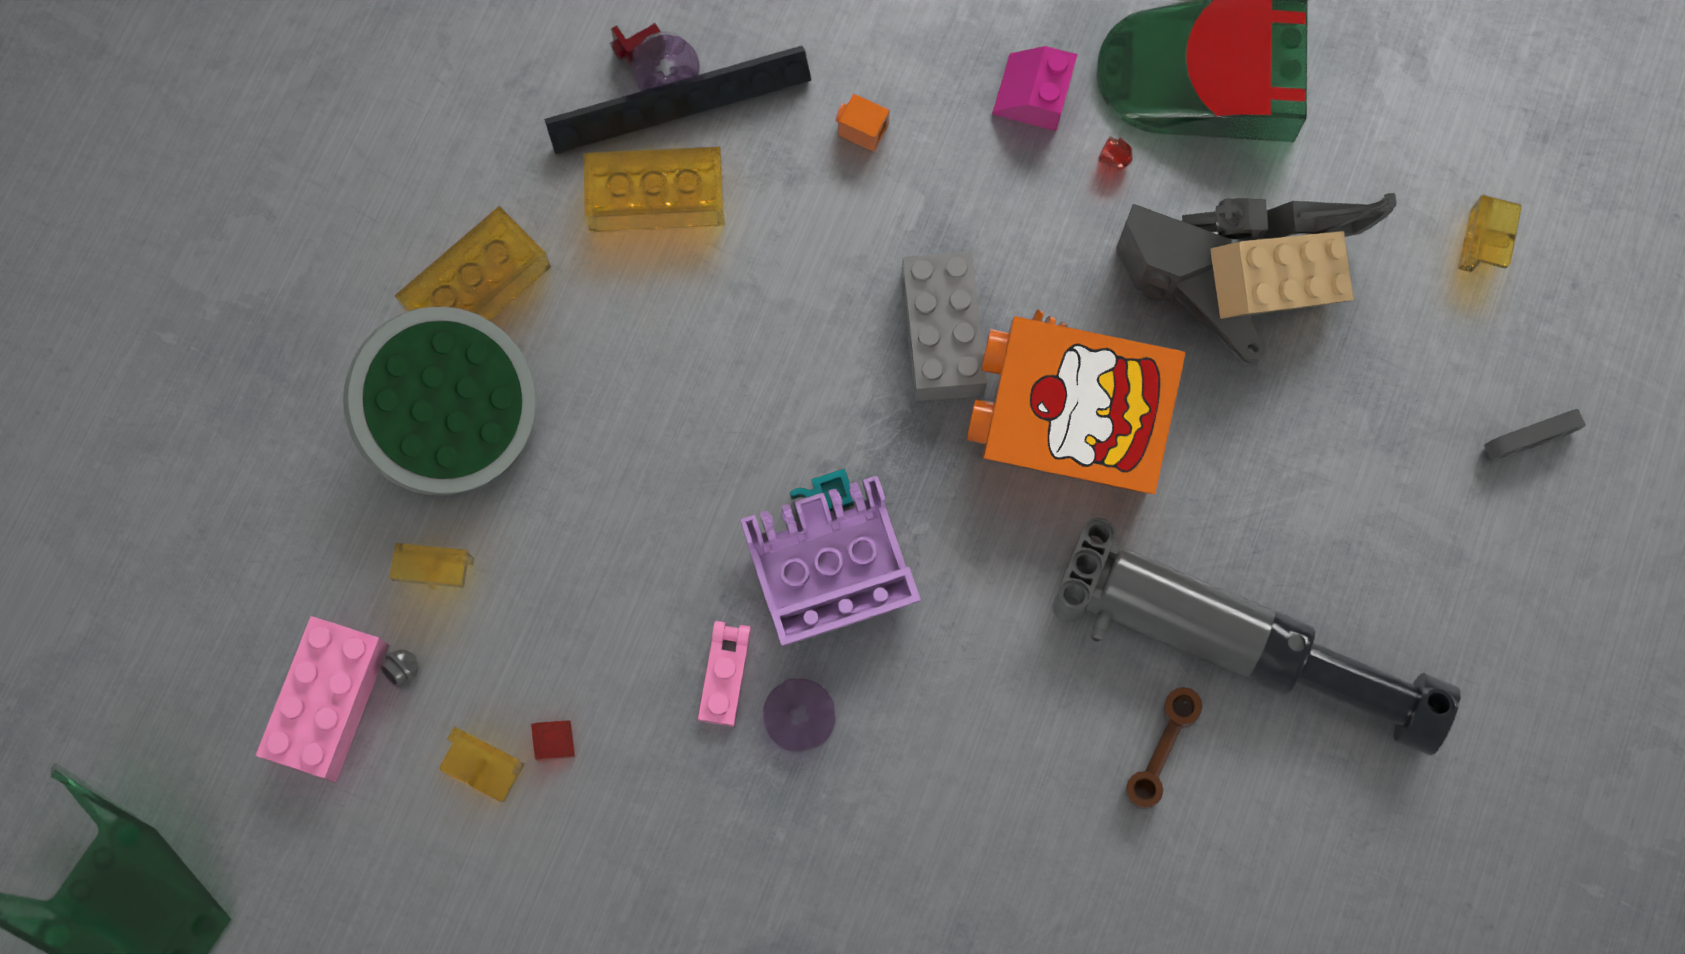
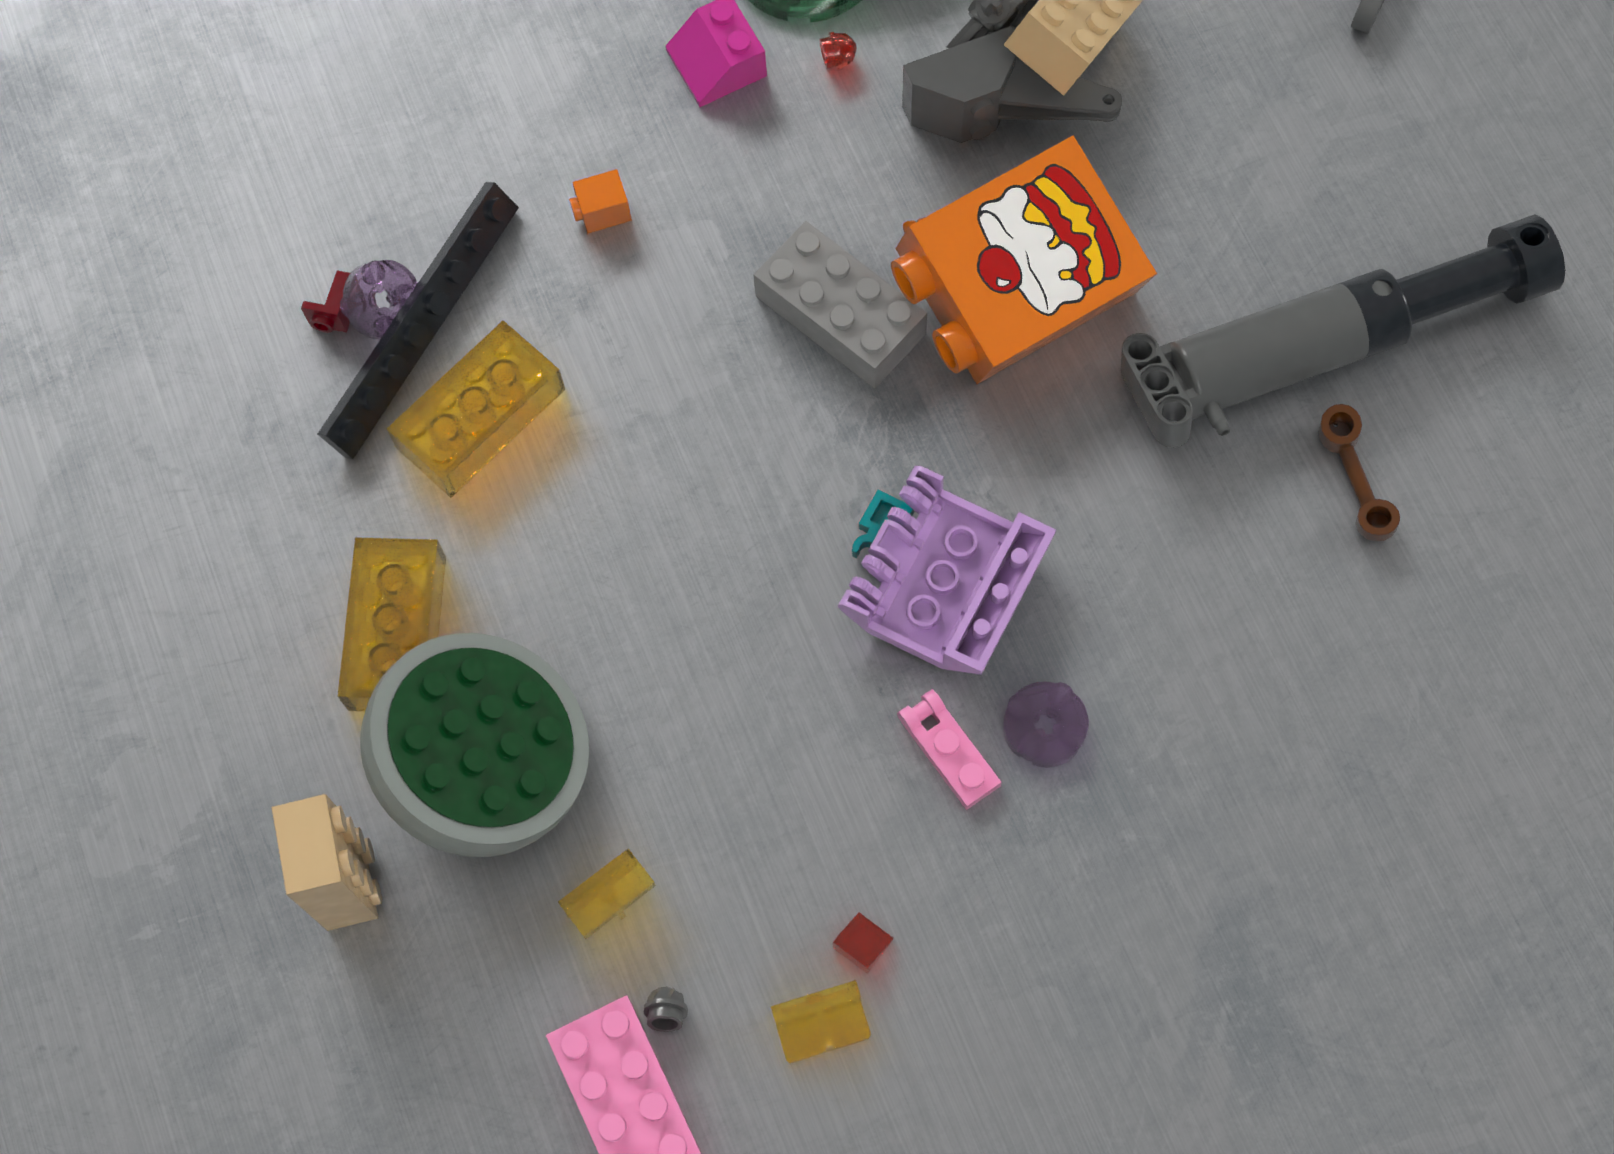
camera: 40 degrees left, 5 degrees down
(281, 392) = (326, 862): none -> tan brick

